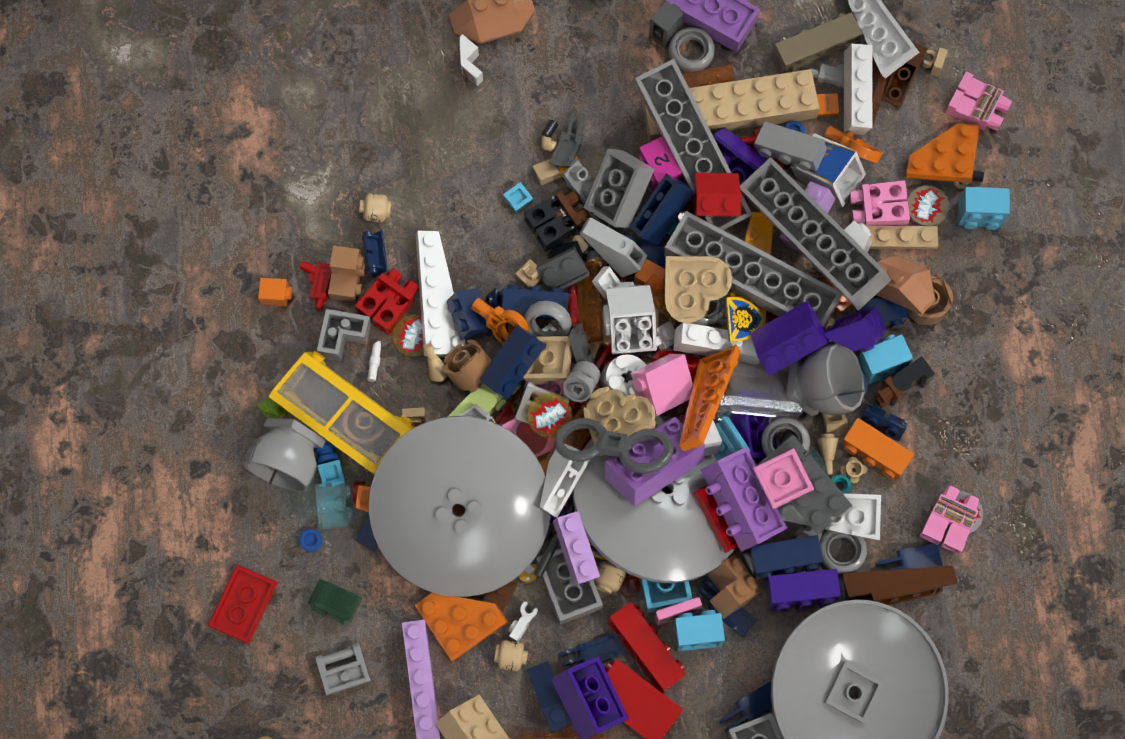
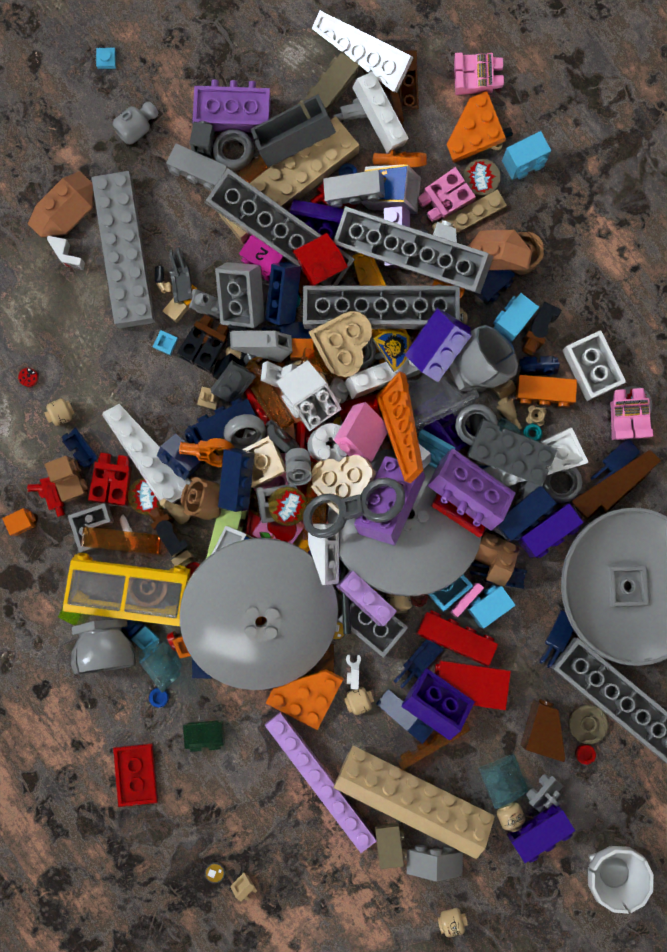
camera: 25 degrees left, 10 degrees up
(346, 675) = (243, 786): light grey plate -> none
(363, 362) = (120, 540): none -> clear orange plate
(364, 159) = (28, 377): none -> red tile
(415, 380) = (168, 532): none -> black hips
(527, 87) = (123, 250): none -> light grey brick
(642, 43) = (195, 167): none -> light grey brick
(759, 60) = (292, 131): none -> dark grey piece
(783, 478) = (495, 459): bright pink tile -> none
(828, 105) = (363, 137): orange tile -> none
(857, 330) = (485, 309): dark purple slope -> none
(937, 61) = (428, 55): tan tile -> none
(940, 450) = (593, 365): none -> white brick

